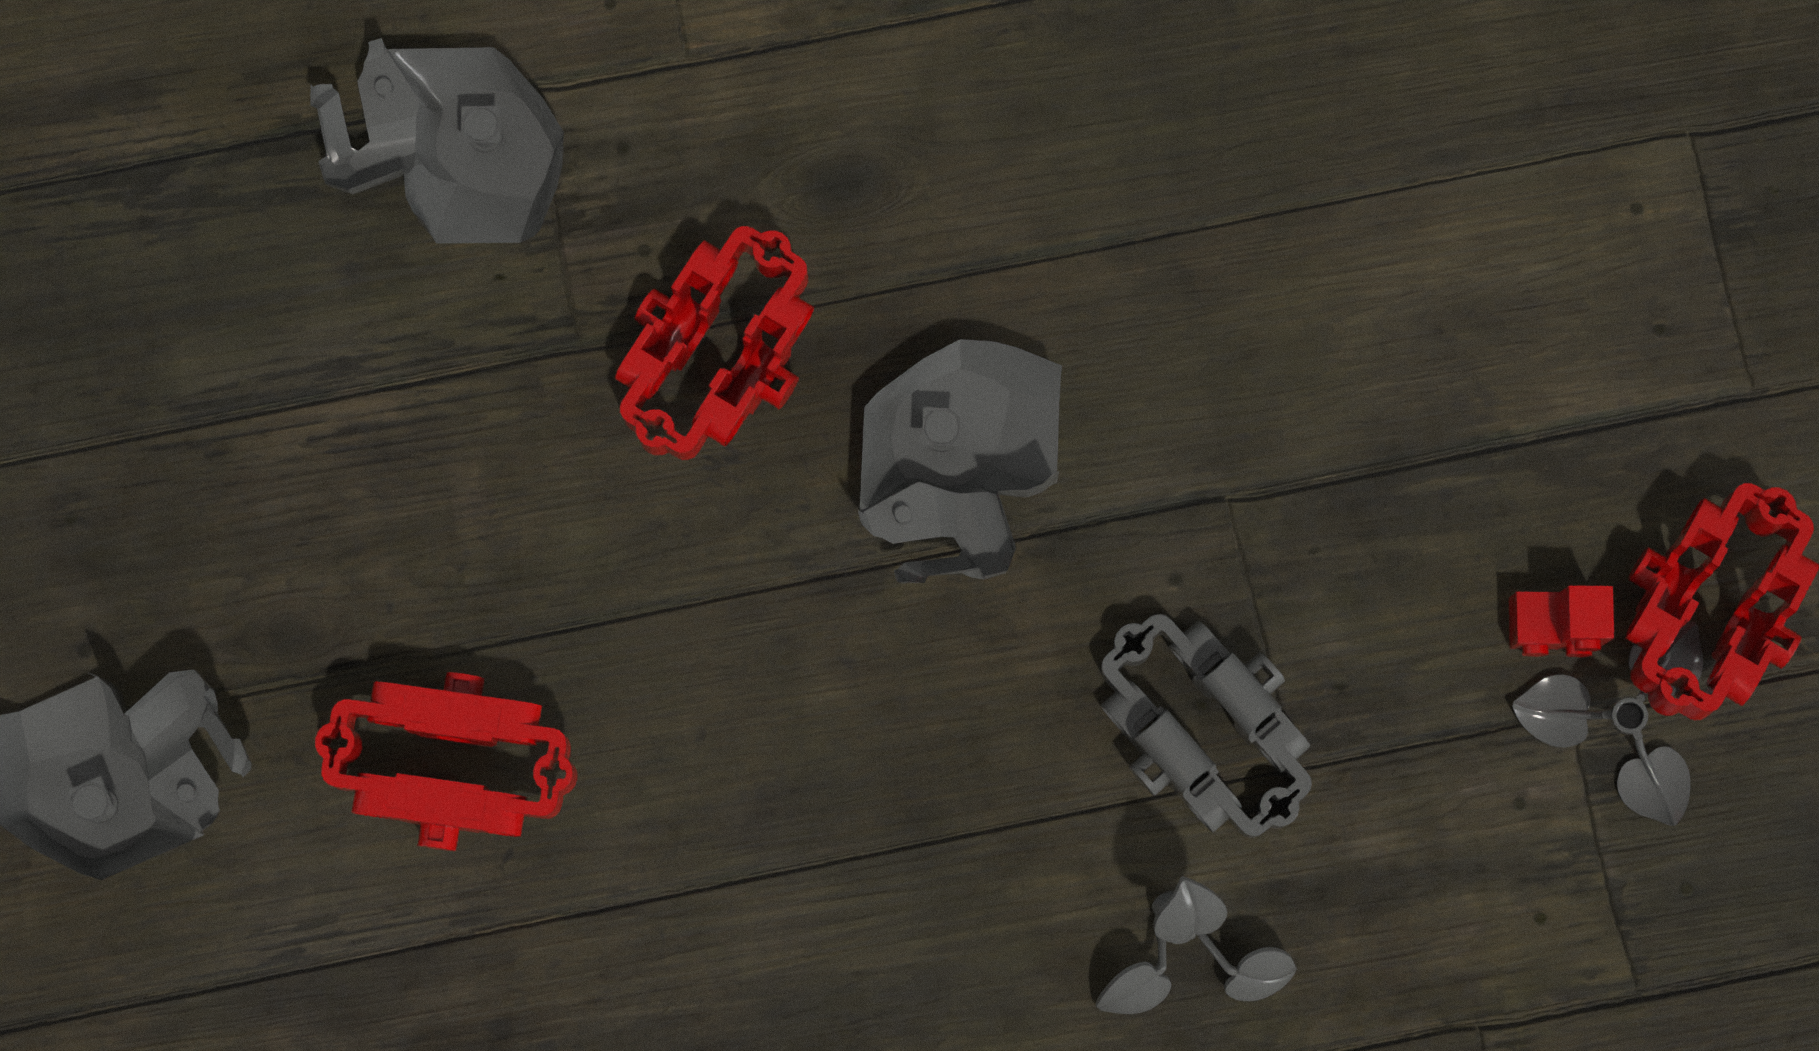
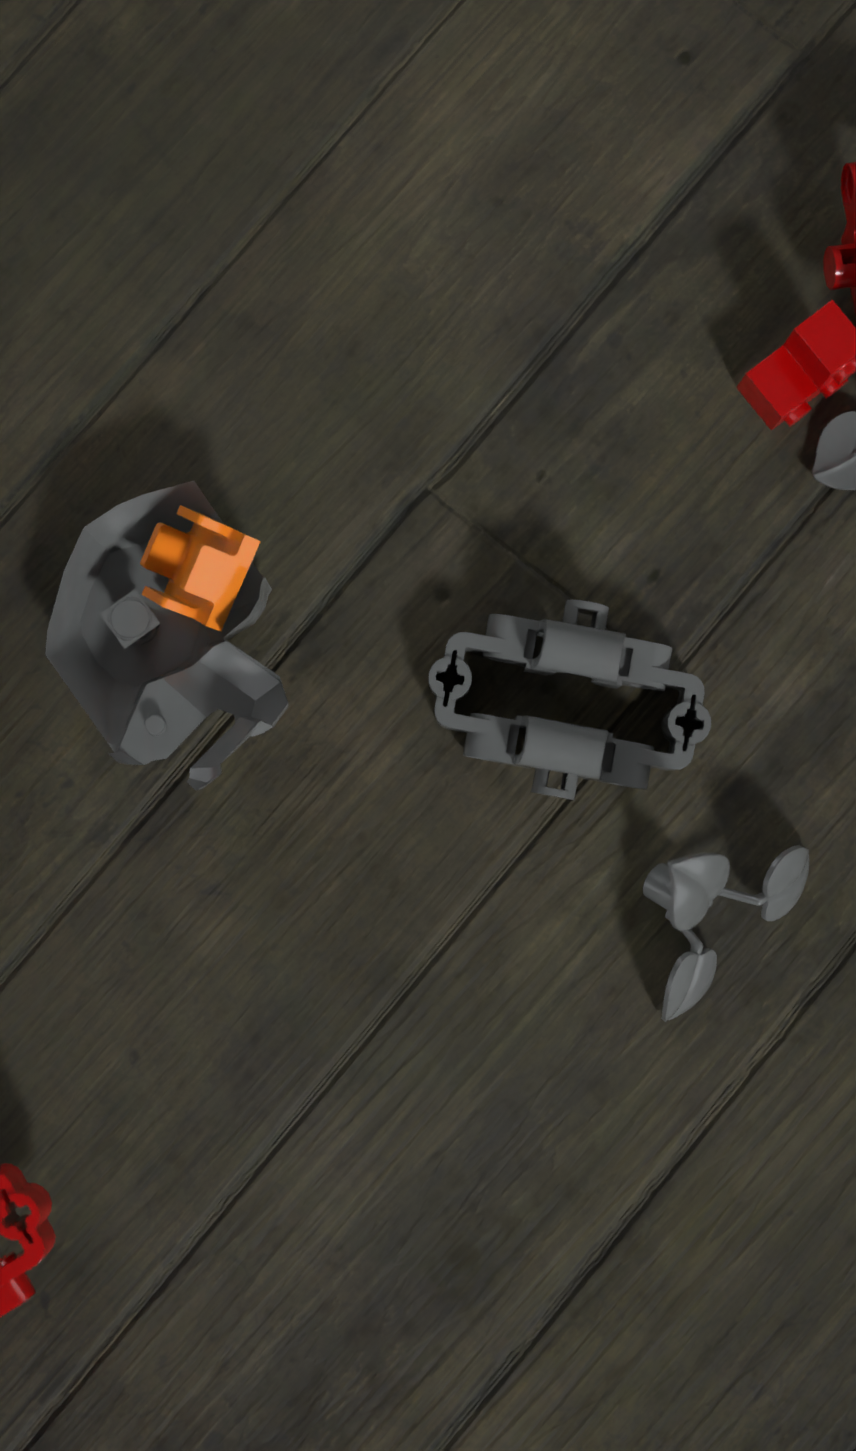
camera: 40 degrees left, 5 degrees up
(1019, 428) = (201, 567): none -> orange panel

